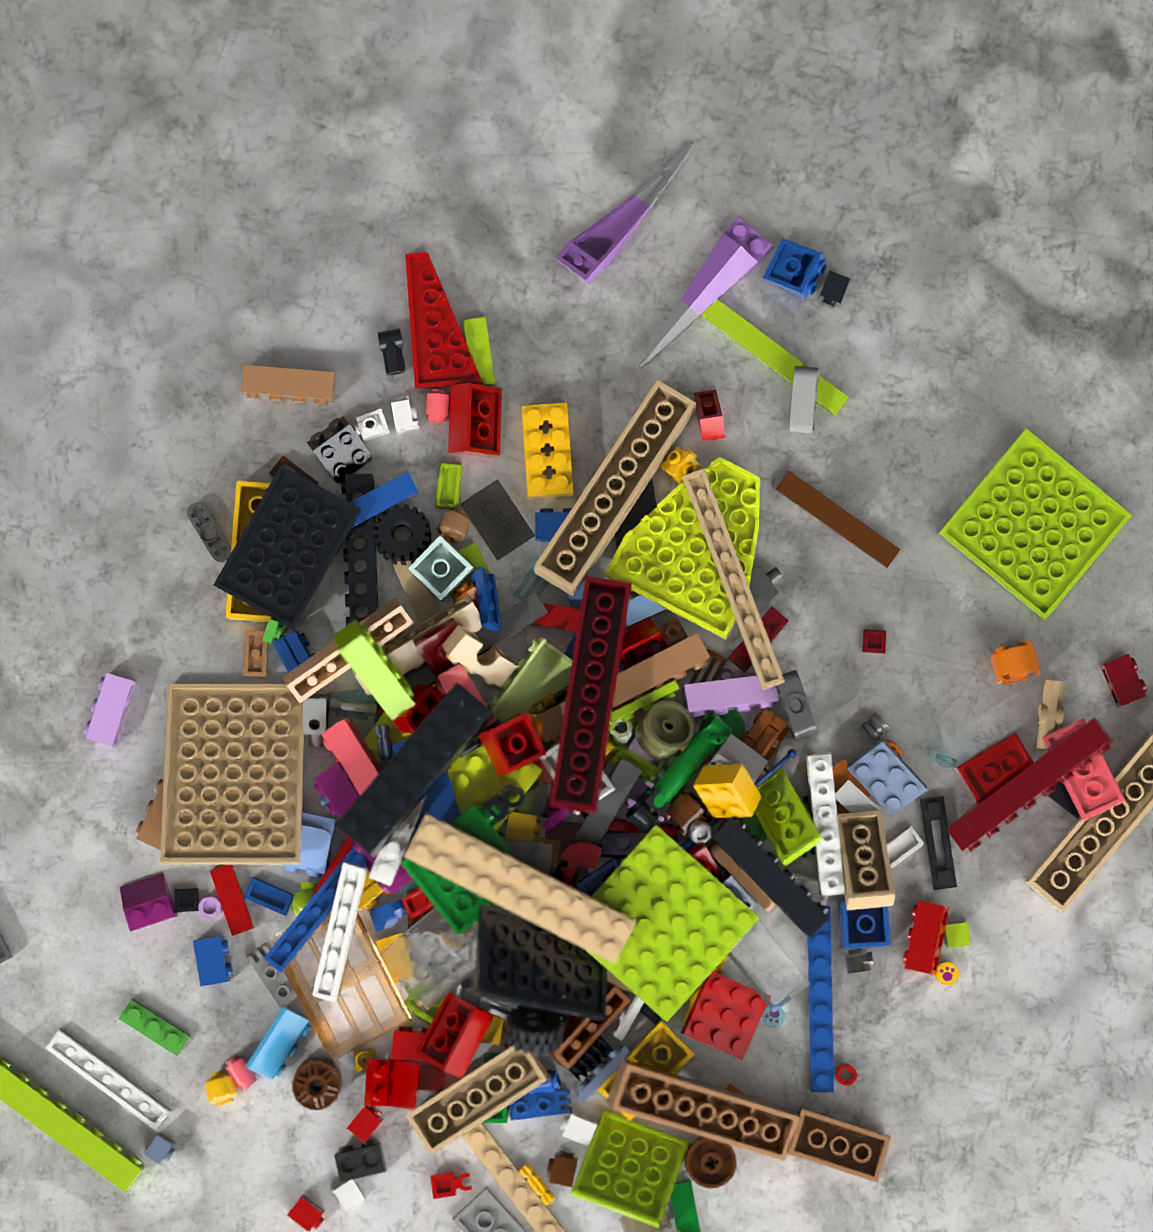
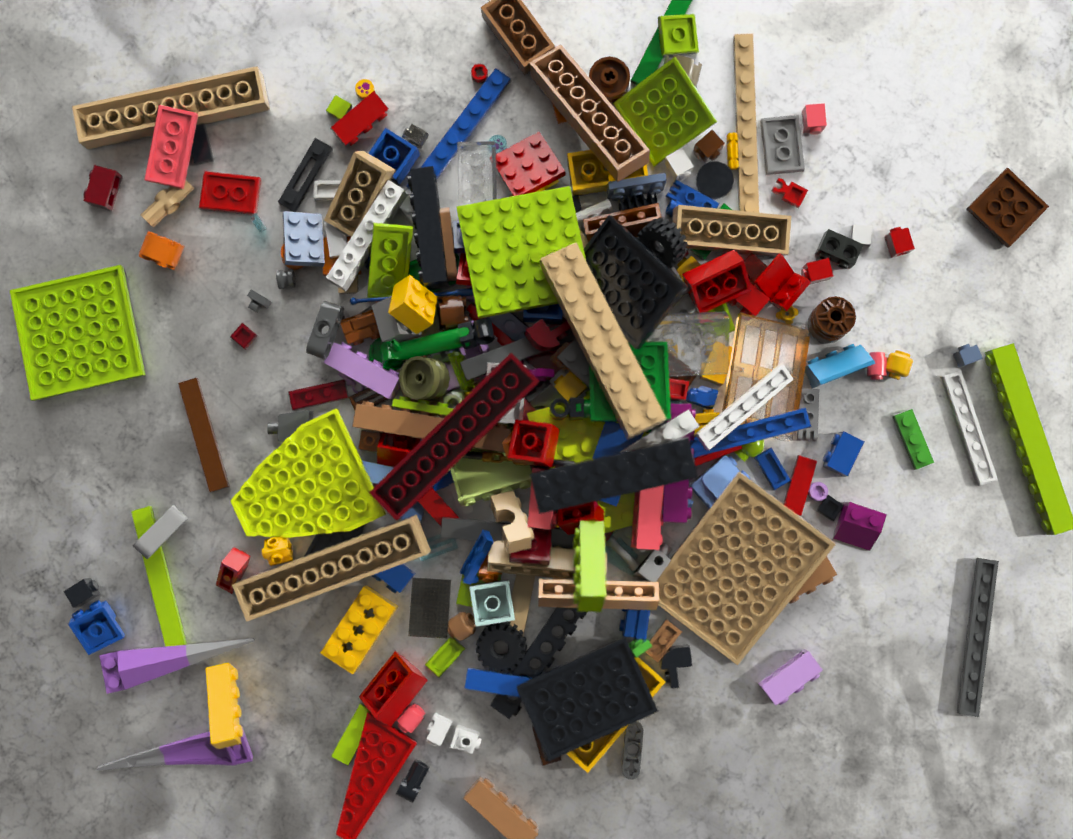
camera: 140 degrees left, 0 degrees up
(232, 645) = (674, 658): none -> black brick
(339, 449) = (500, 739): bracket -> none
(384, 744) = (622, 509): sand blue axle -> none
(533, 1141) = (714, 180): none -> black tile
(618, 289) = (223, 705): none -> yellow brick
(700, 832) = (453, 292): light grey tile -> none
(733, 579) = (299, 444): tan plate -> none
(885, 685) = (257, 301): none -> dark grey tile
(1029, 785) = (211, 161): dark red brick -> none

